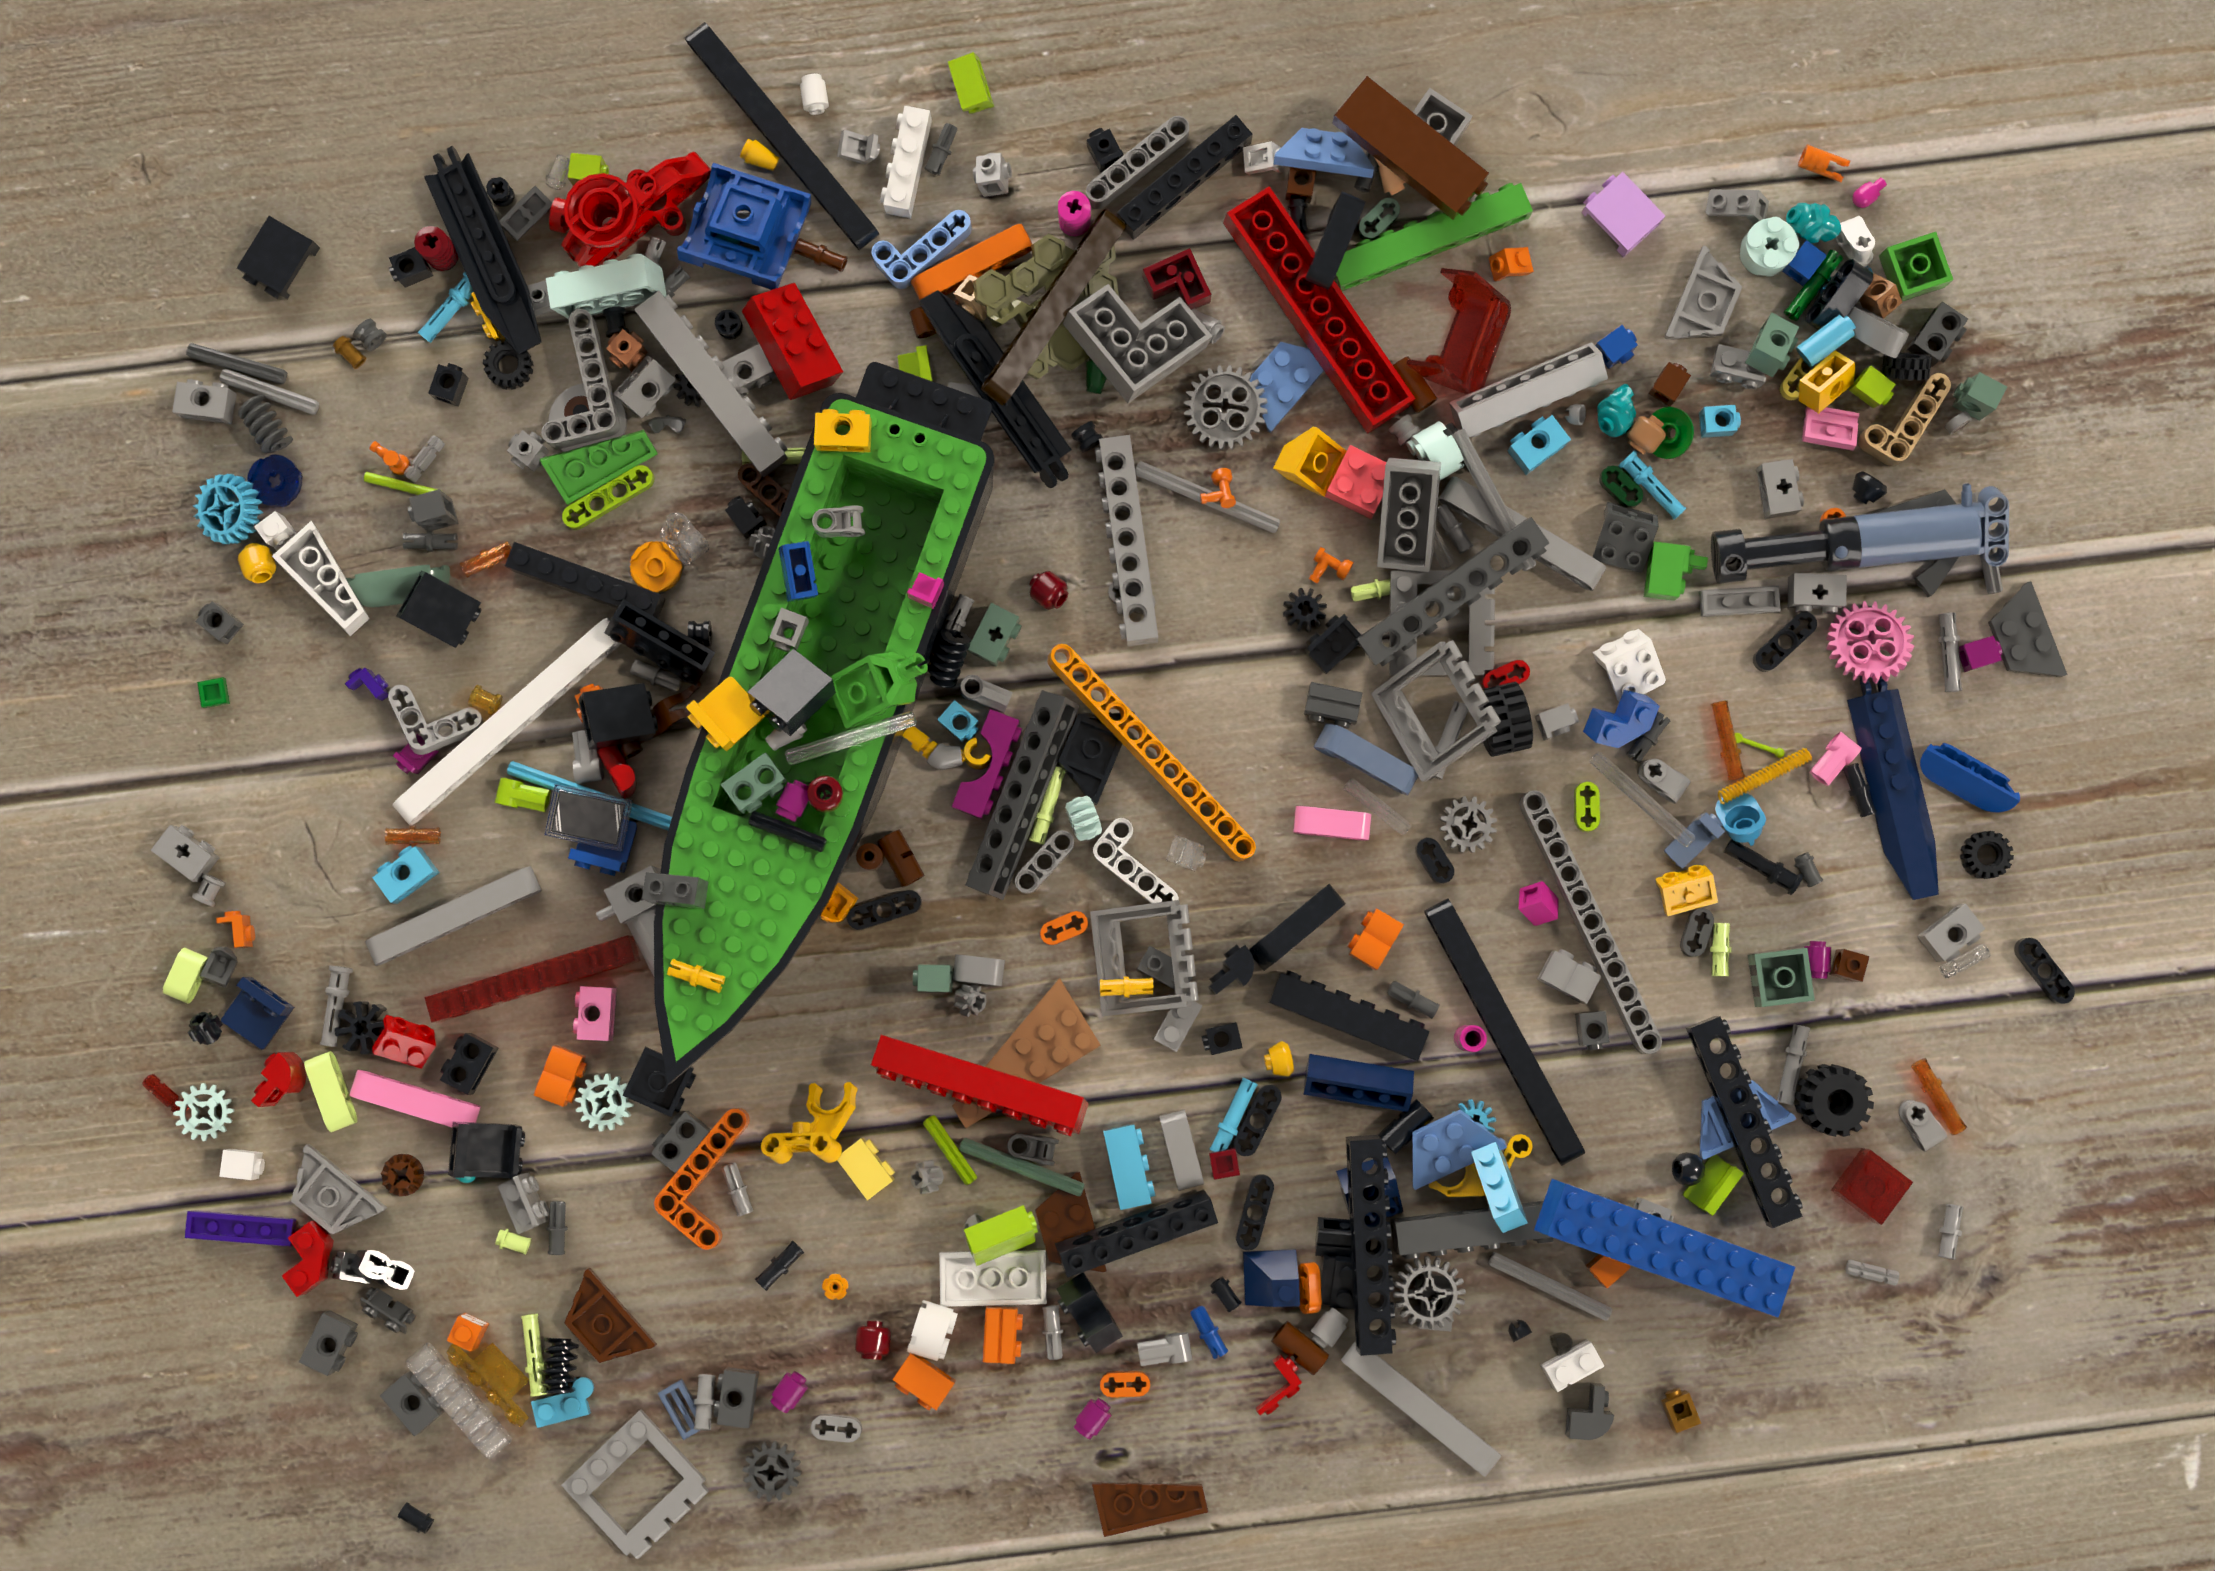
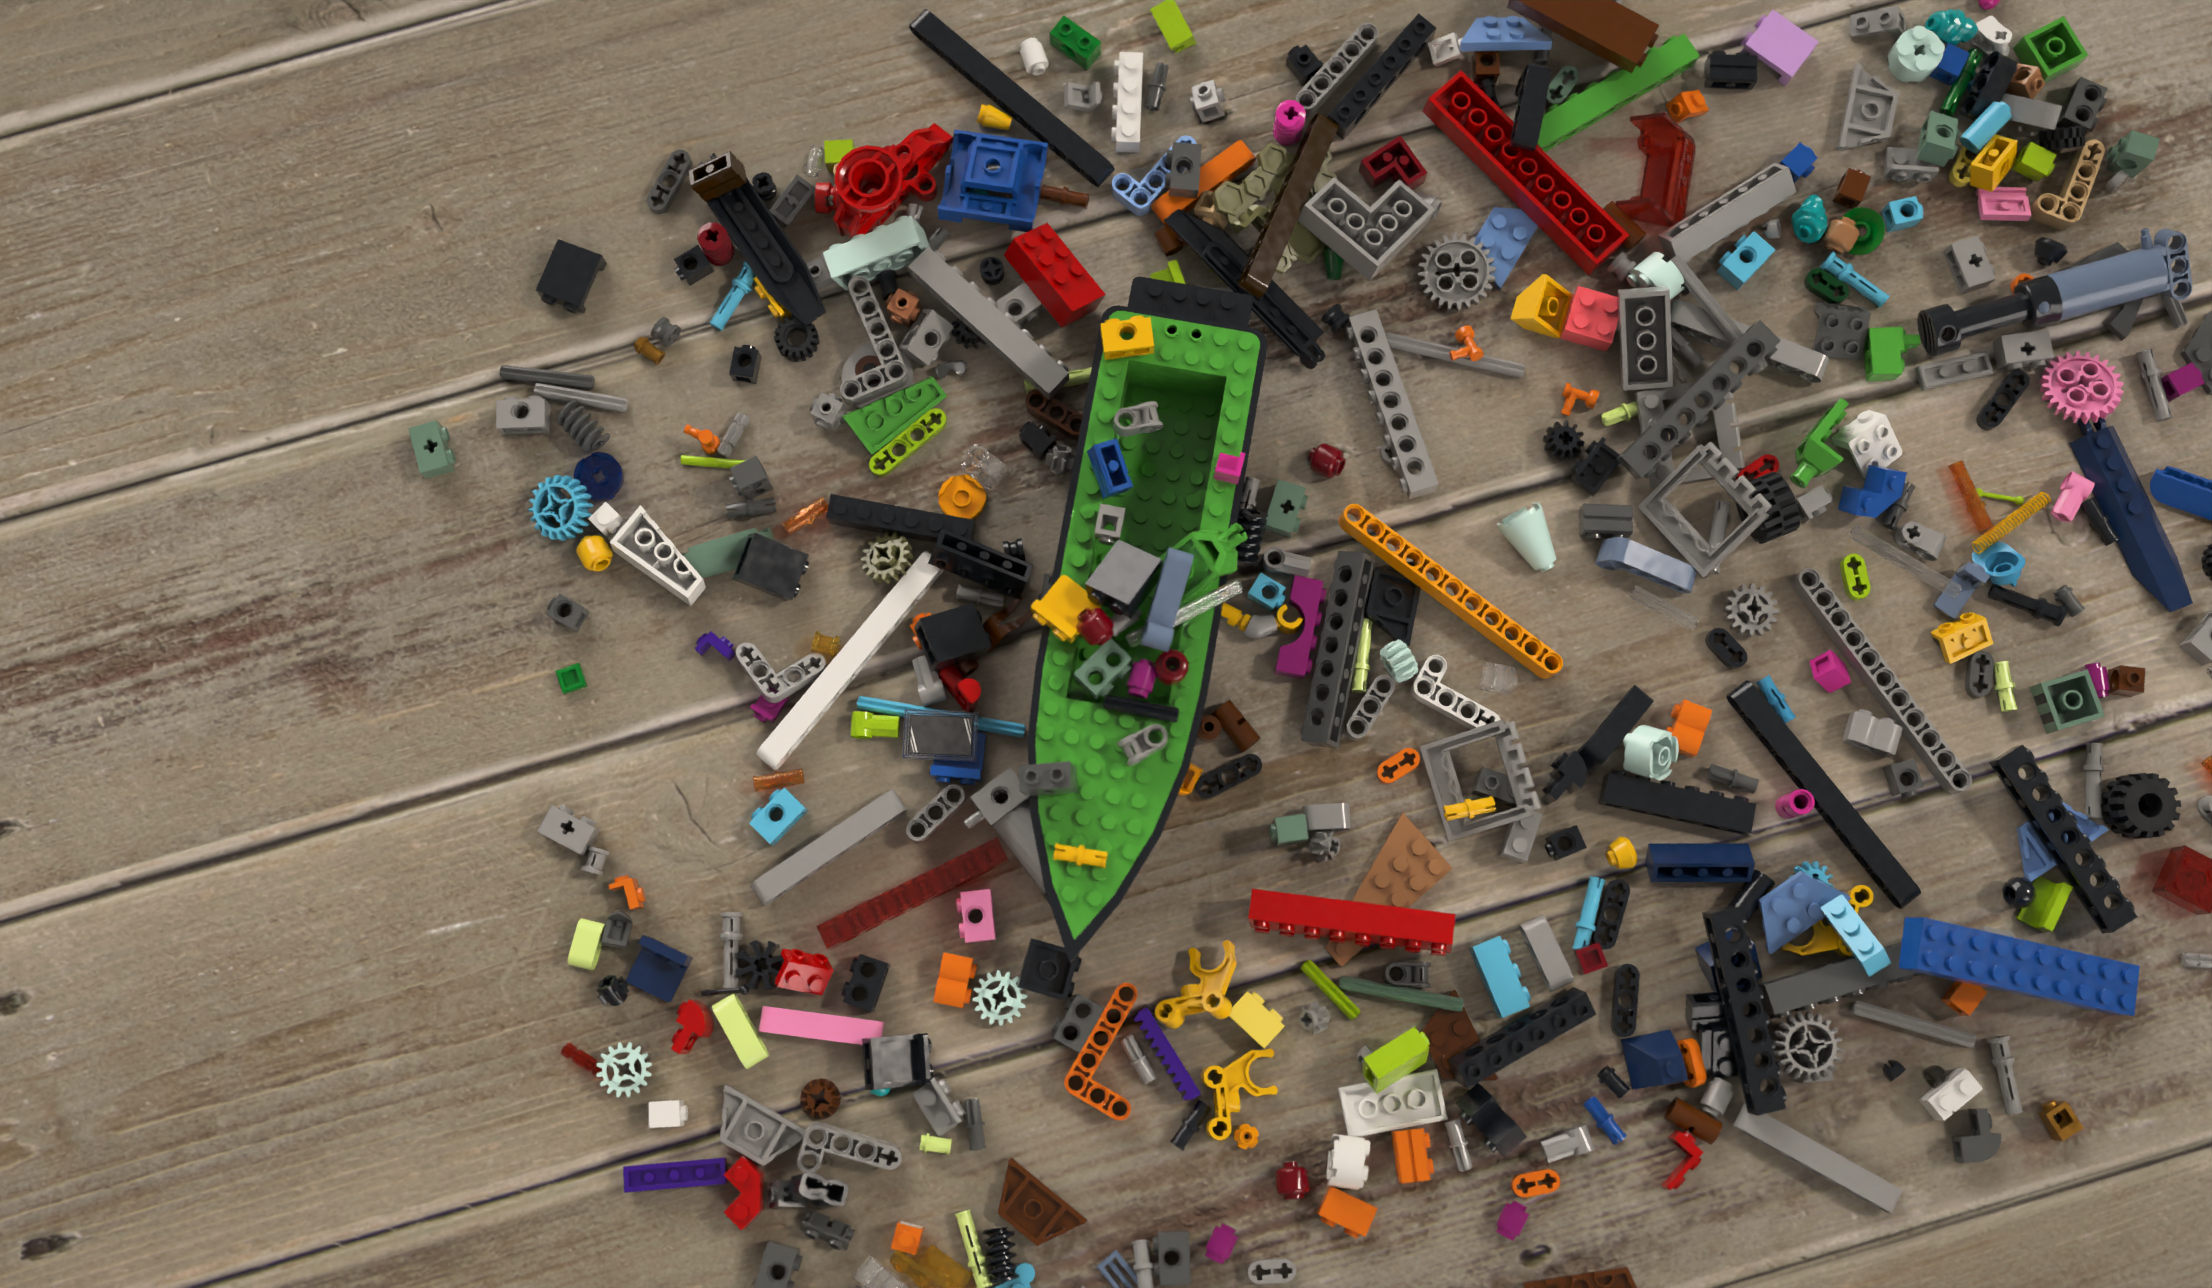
camera: 10 degrees left, 5 degrees down
(94, 412) = (424, 439): none -> sand green brick
(339, 1050) = (743, 990): none -> black hinge
(382, 179) = (655, 193): none -> dark grey beam
(424, 1235) = (850, 1151): none -> light grey beam
(448, 175) = (717, 176): none -> dark brown brick
(558, 902) = (941, 801): none -> light grey beam
(564, 619) = (879, 567): none -> olive gear
(751, 738) = (1095, 626): none -> dark red head
(769, 1187) = (1168, 1052): none -> dark purple gear
(780, 870) = (1141, 744): none -> light grey piece
(822, 1236) = (1226, 1089): none -> yellow piece
(830, 723) = (1166, 600): none -> sand blue beam
(861, 86) = (1075, 42): none -> green brick
(952, 264) = (1190, 157): none -> dark grey brick
(1248, 708) = (1530, 536): none -> light aqua cone
(1328, 959) = (1650, 752): none -> light aqua brick
(1332, 823) = (1626, 629): bright pink beam -> none
(1390, 181) = (1566, 49): light nougat cone -> none
(1481, 941) = (1775, 699): none -> dark azure pin
(1564, 671) = (1812, 454): none -> bright green plate
(1565, 231) = (1730, 71): none -> black brick
(1632, 1339) = (2001, 1059): none -> light grey pin

